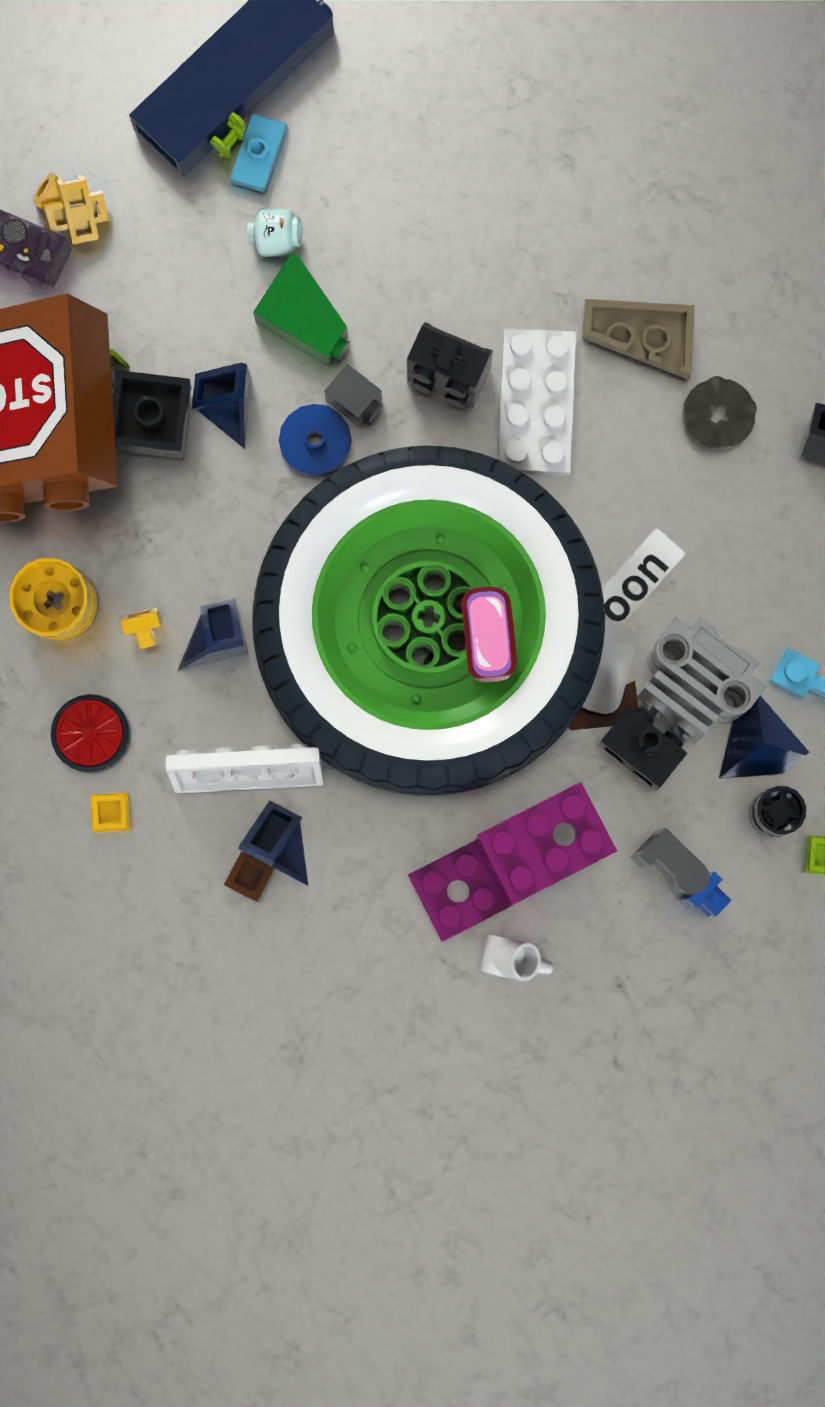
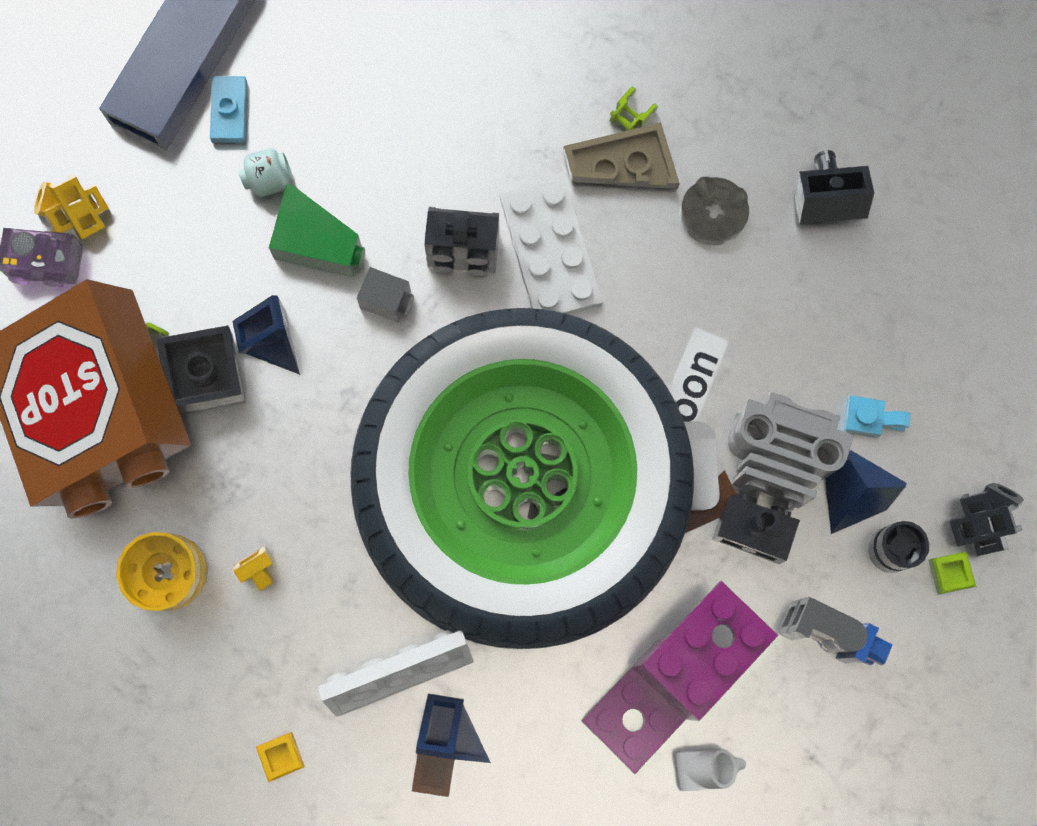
camera: 25 degrees left, 5 degrees down
(89, 733) = (236, 687): red wheel -> none
(216, 635) = (327, 554): dark blue slope -> none
(236, 128) = (201, 93): lime piece -> none
(319, 458) = (365, 363): blue plate -> none
(489, 634) = (587, 470): sticker -> none
(662, 274) = (641, 118): none -> lime piece

